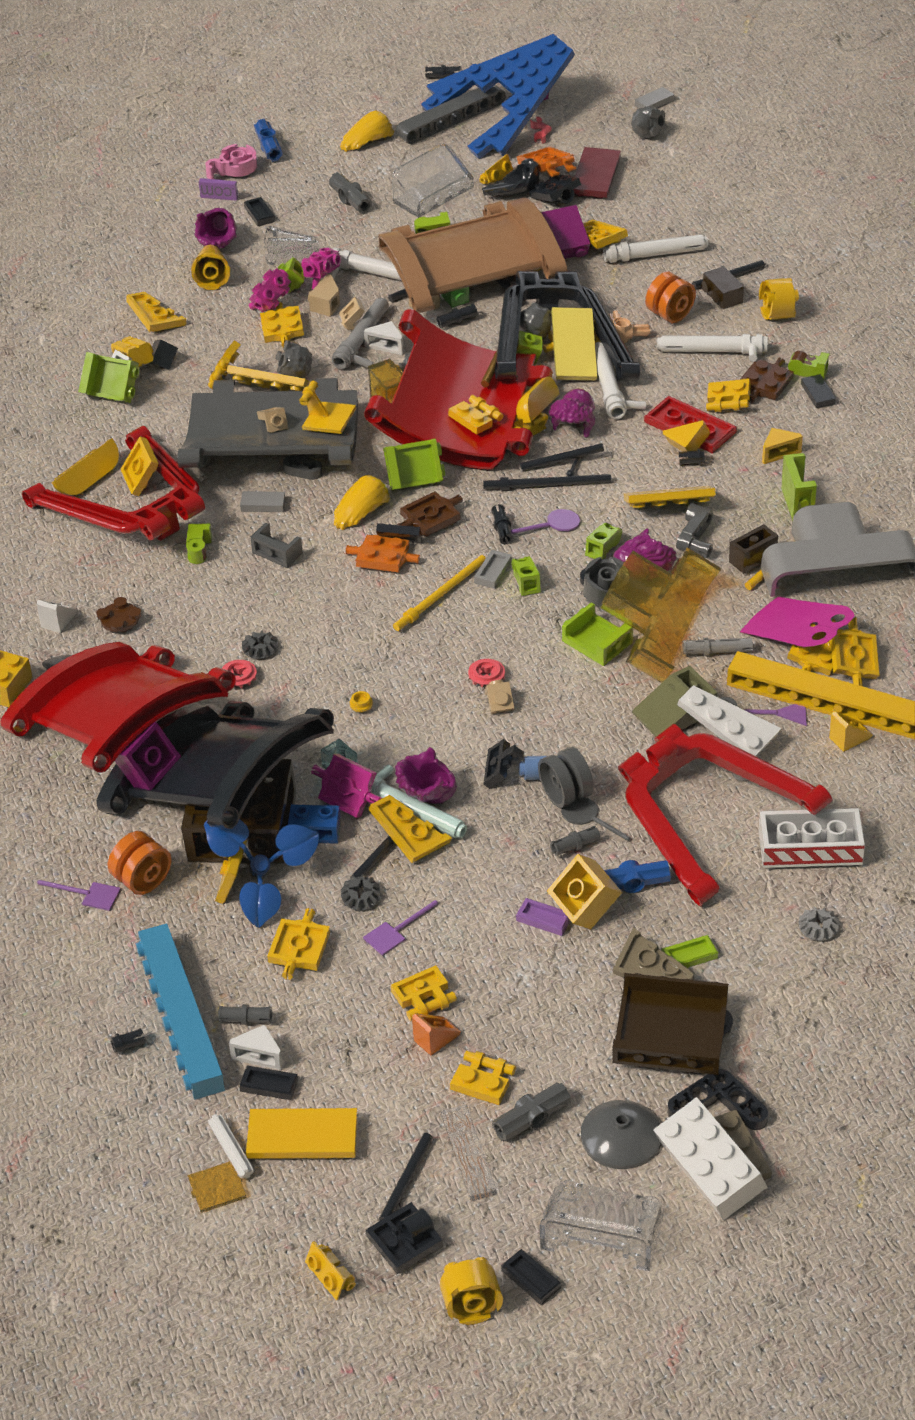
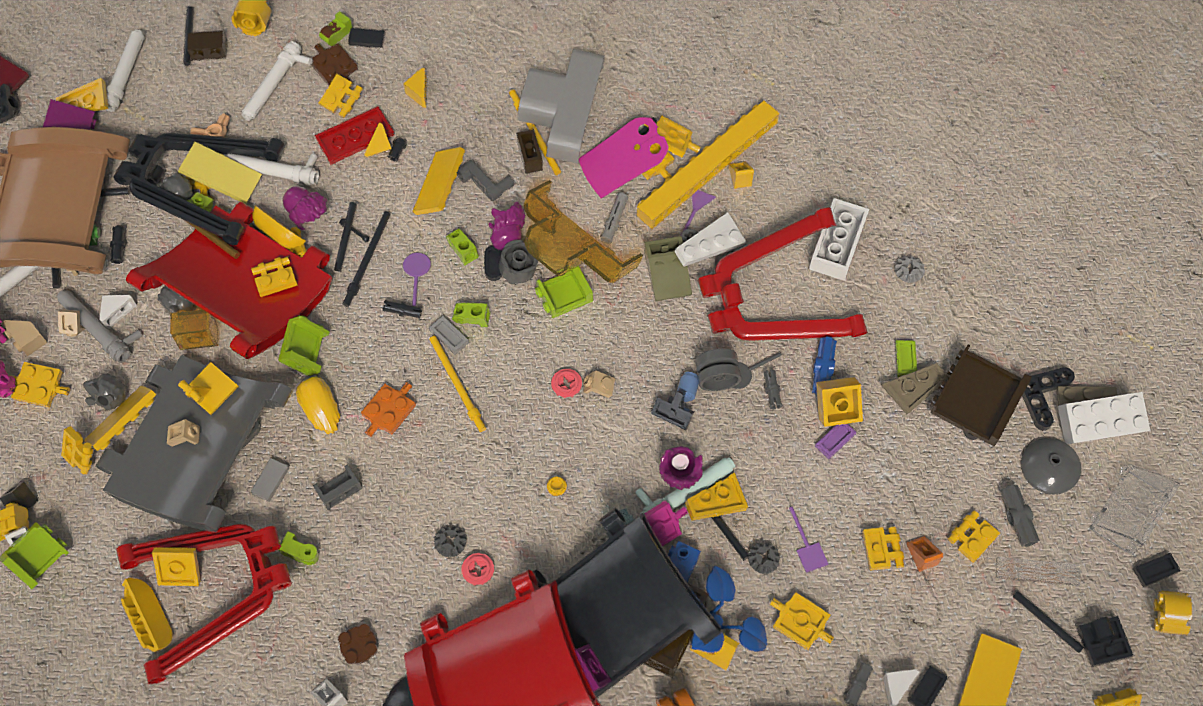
camera: 70 degrees left, 20 degrees up
(409, 533) = (375, 387): black tile -> none
(431, 513) = (361, 356): reddish brown plate -> none
(670, 297) = (207, 83): orange wheel -> none
(795, 490) = (480, 98): lime panel -> none

